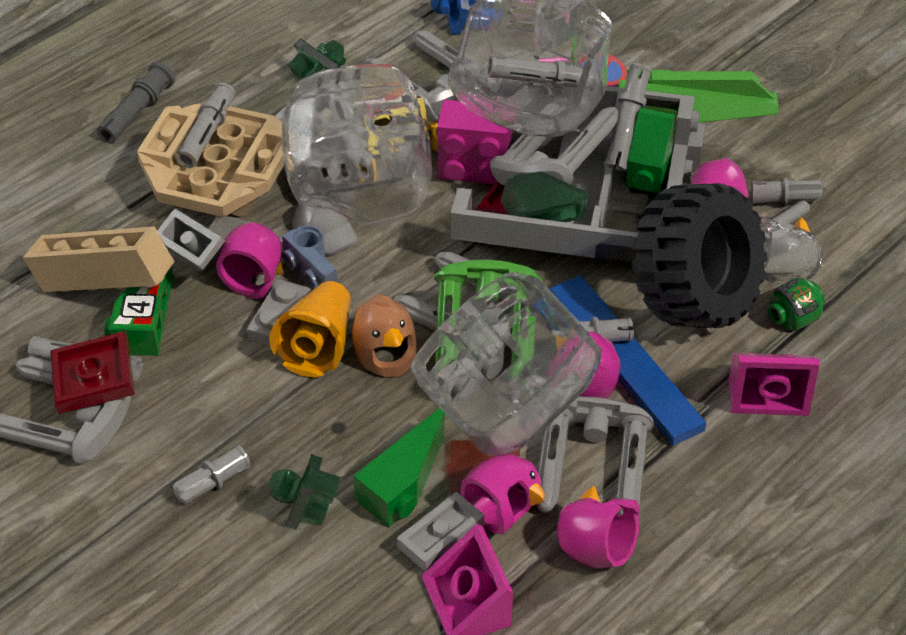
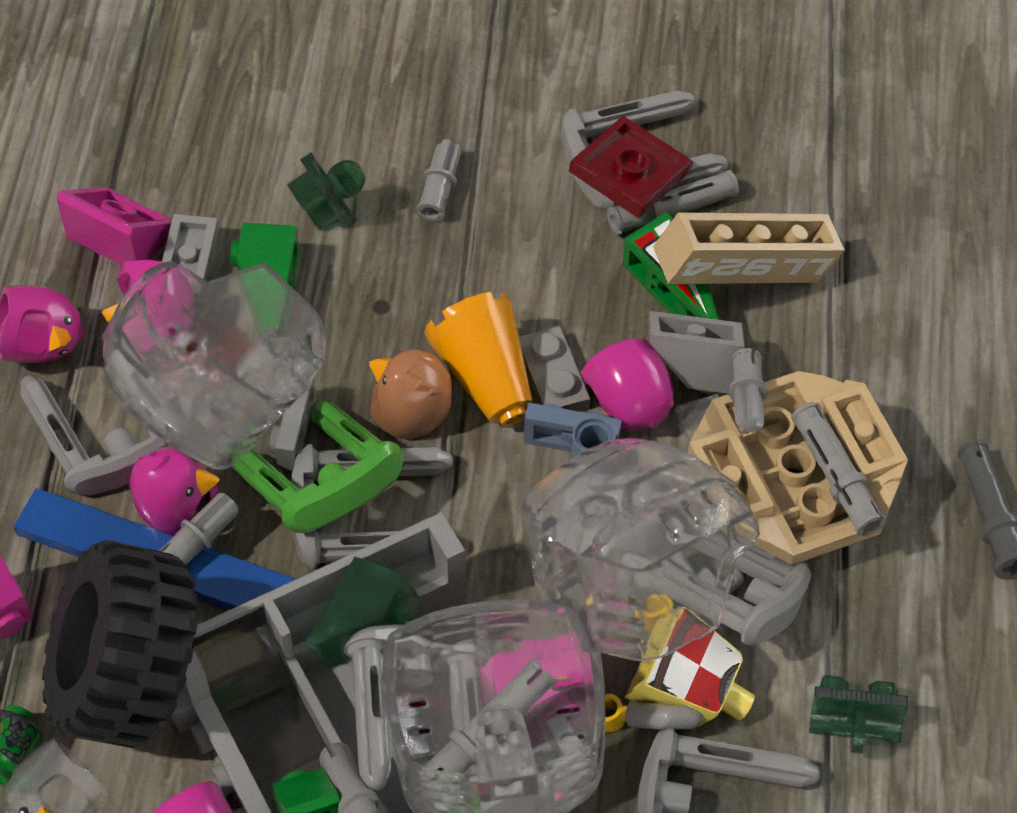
camera: 140 degrees right, 10 degrees up
(203, 185) = (748, 390): none -> light grey axle

